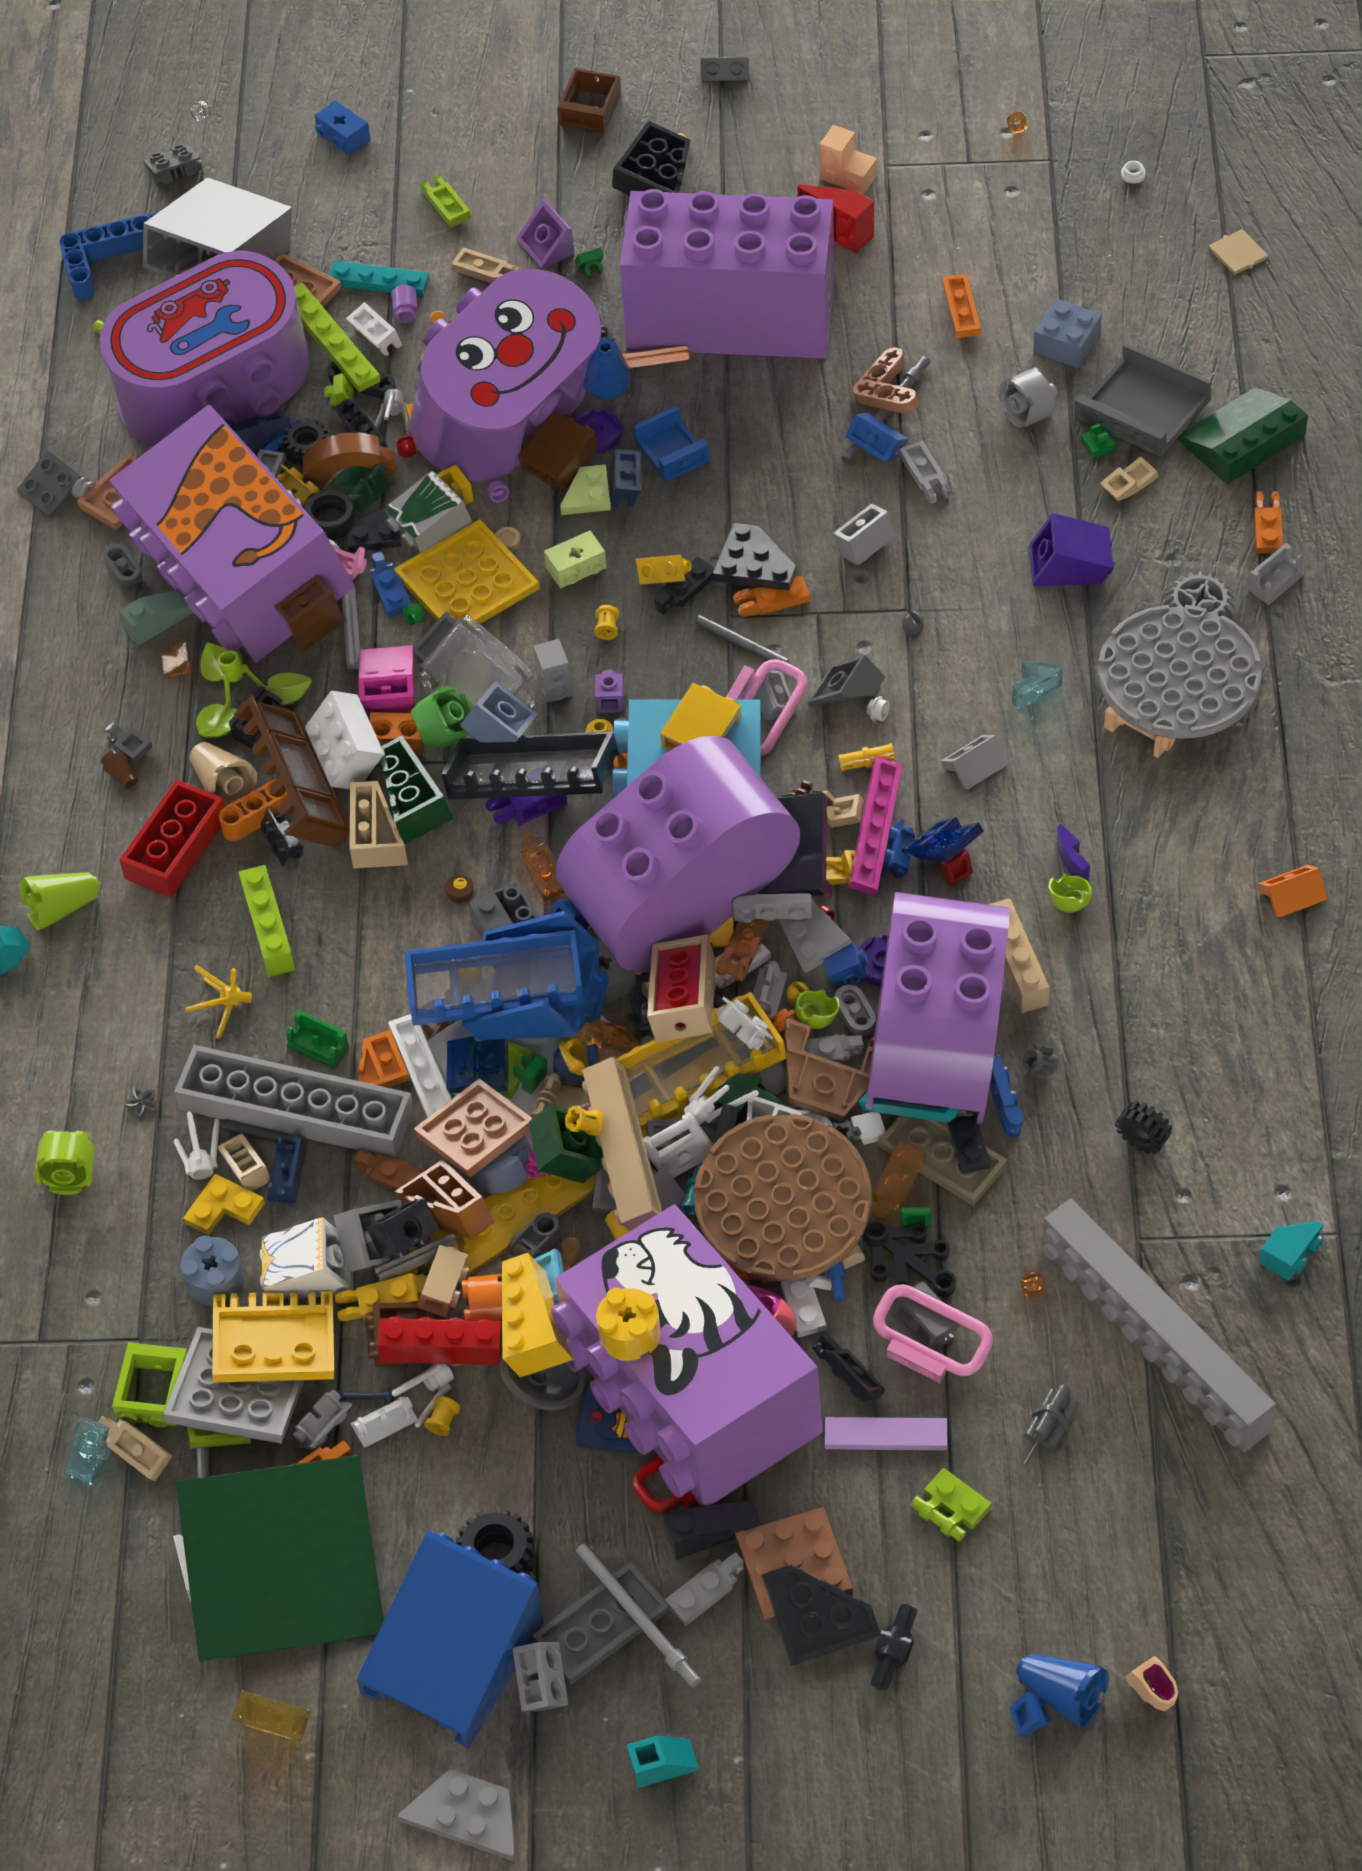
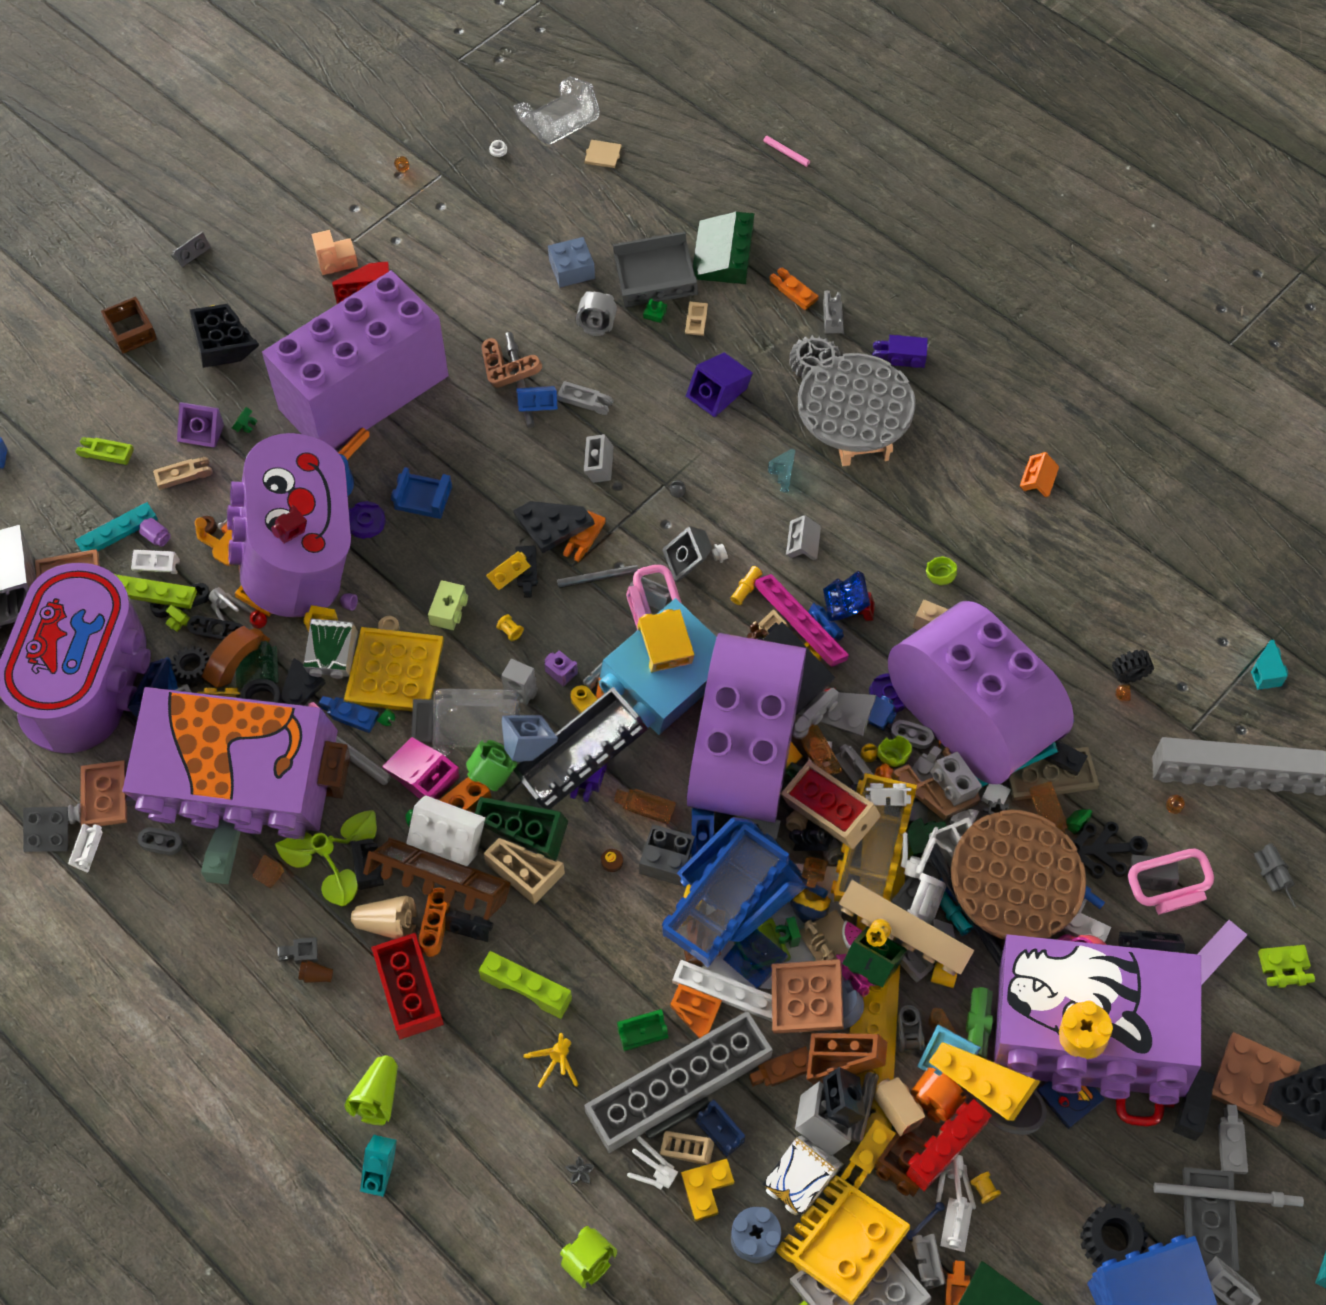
camera: 50 degrees left, 5 degrees up
(62, 523) = (85, 847): none -> white hinge
(473, 359) = (289, 525): none -> dark red brick
(558, 450) = (365, 550): reddish brown brick -> none
(587, 492) = (404, 558): yellowish green wing -> none
(625, 476) = (419, 533): dark blue hinge -> none
(837, 1073) = (958, 782): none -> light grey brick
(961, 306) = (493, 289): orange plate -> none
(1068, 849) = (908, 547): dark purple slope -> none
(1112, 1148) = (1123, 692): none -> clear orange hinge
(1236, 182) = (563, 115): none -> clear windscreen
(1302, 665) = (902, 351): none -> dark purple hinge

